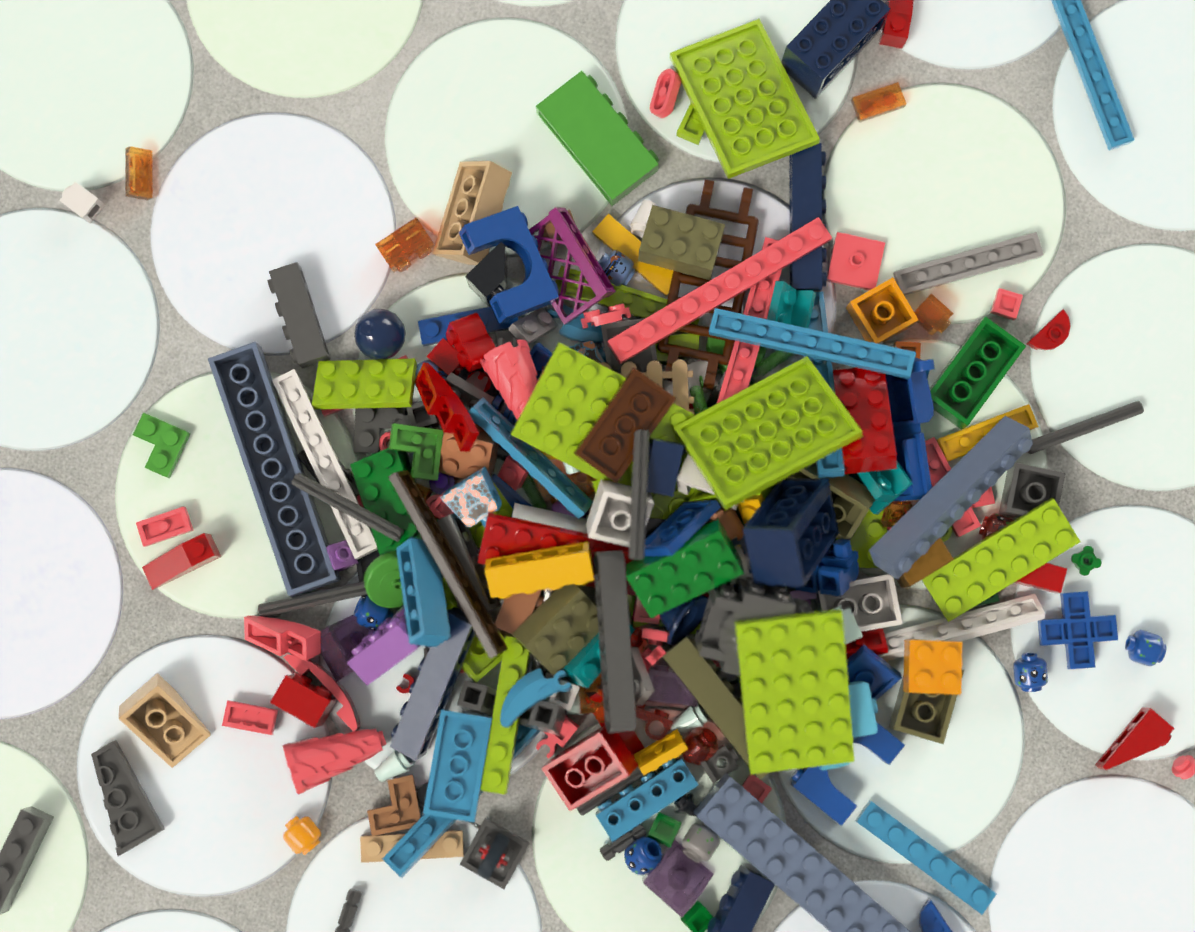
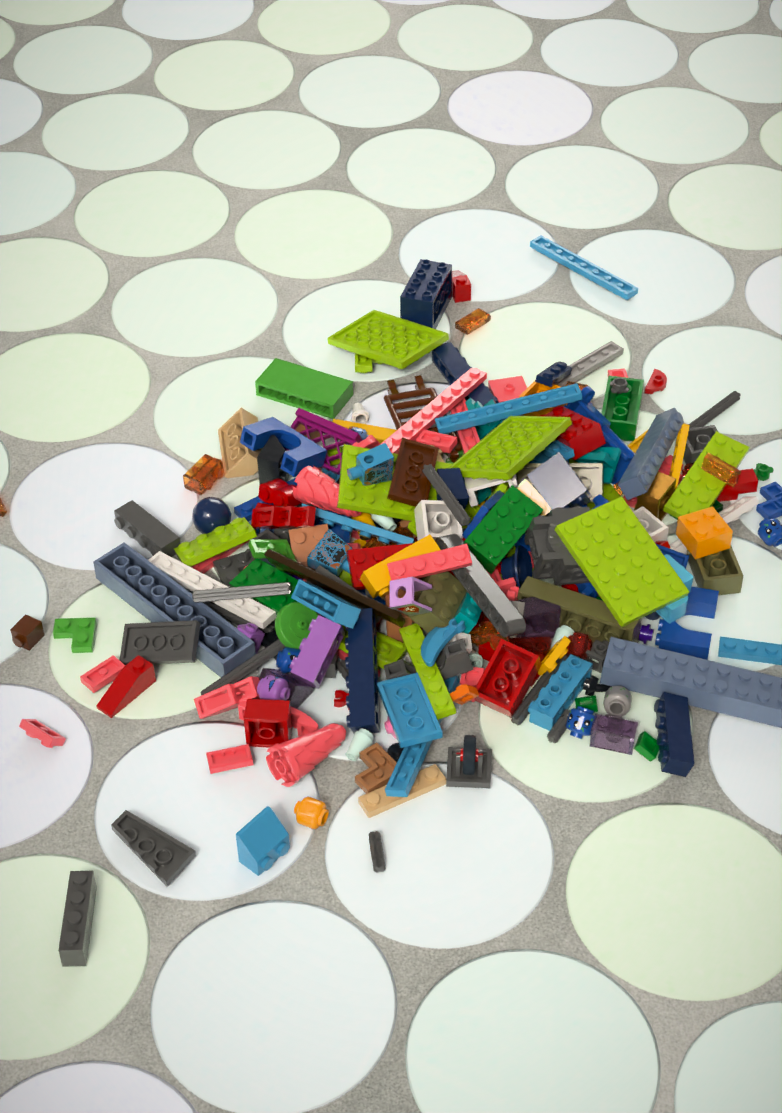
camera: 25 degrees left, 40 degrees down
(67, 585) = (38, 730): none -> coral plate
(102, 423) = (27, 632): none -> reddish brown brick
(163, 720) = (161, 783): tan slope -> none
(230, 860) = (262, 842): none -> dark azure slope
(234, 525) = (161, 642): none -> dark grey plate
(324, 667) = (273, 688): none -> medium lavender head
(515, 633) = (407, 604): none -> lavender piece
(528, 771) = (464, 694): none -> orange plate
(564, 599) = (431, 563): none -> coral plate
(580, 410) = (373, 466): none -> dark azure torso
(665, 93) = (336, 356): coral plate -> none
(681, 242) = (391, 402): olive brick -> none
(697, 349) = (439, 440): none -> coral plate
(917, 279) = (553, 374): none -> dark blue plate
(982, 513) = (679, 452): none -> yellow tile
(990, 346) = (619, 385): none -> dark grey plate
(1013, 563) = (721, 469): none -> clear orange plate

